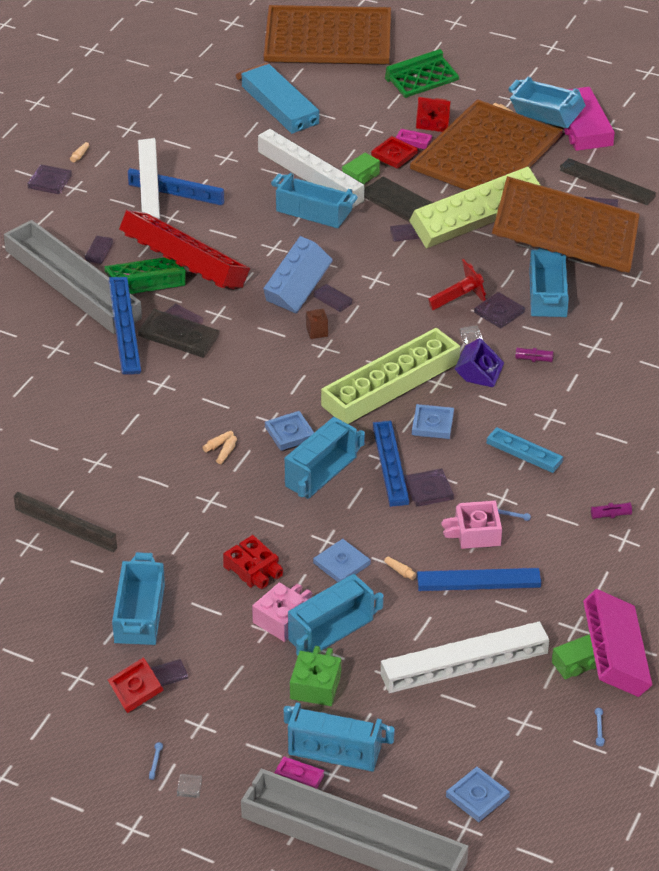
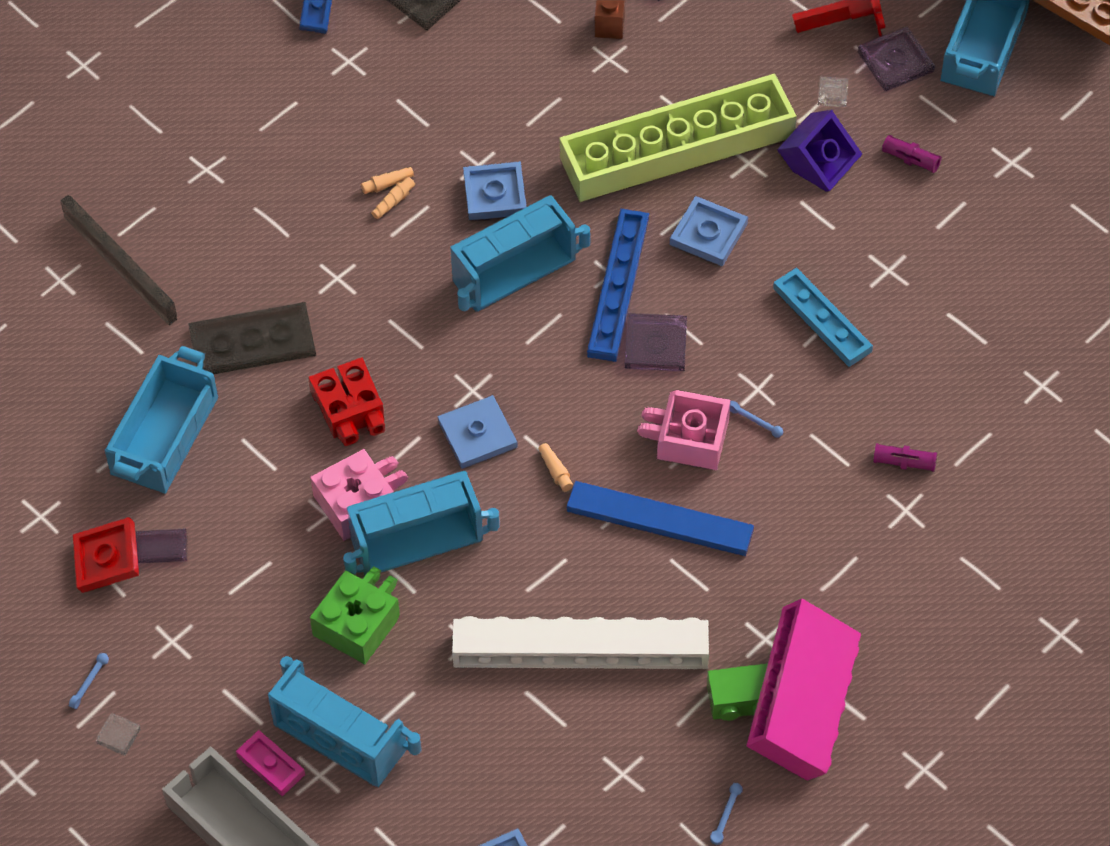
camera: 20 degrees right, 15 degrees up
(176, 543) = (254, 338): none -> clear smoke tile

